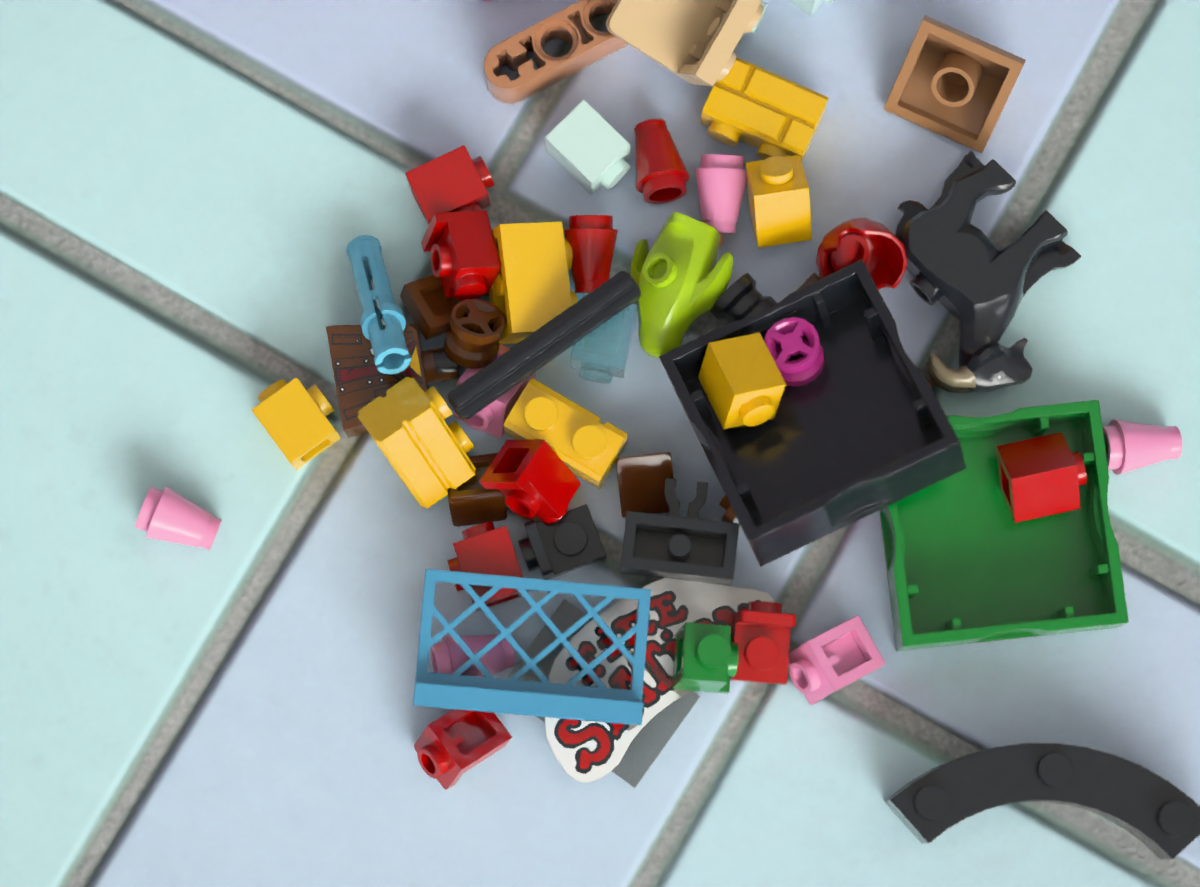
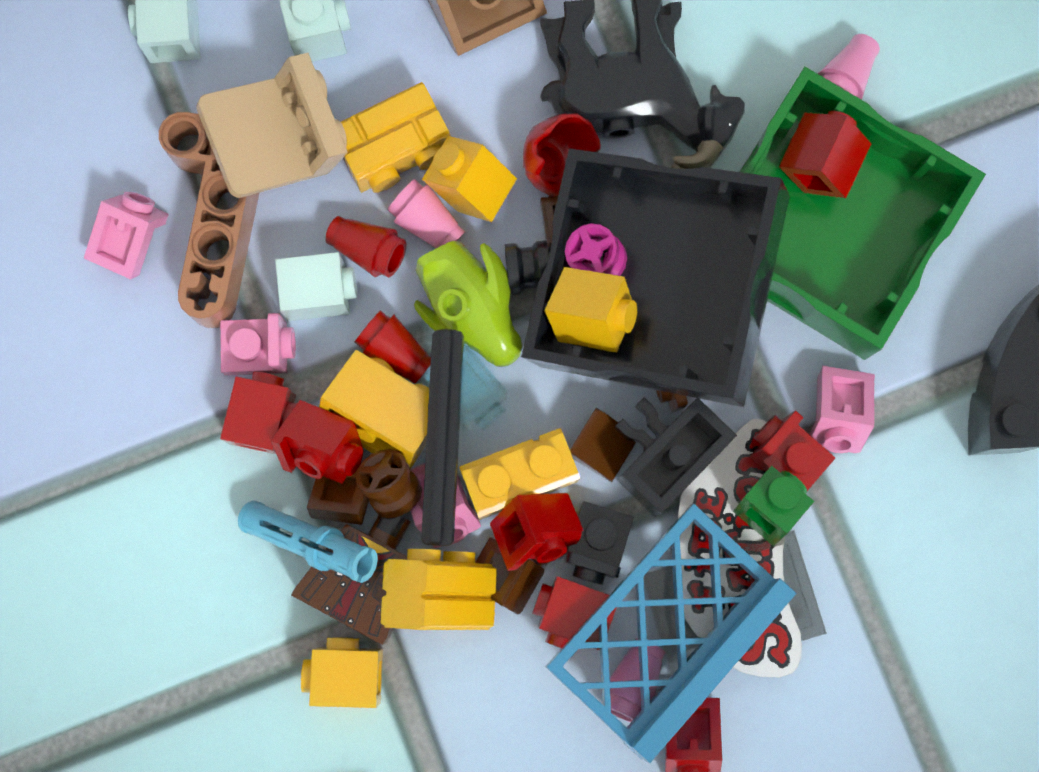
camera: 60 degrees left, 0 degrees up
(504, 141) = (256, 345): none -> bright pink bracket

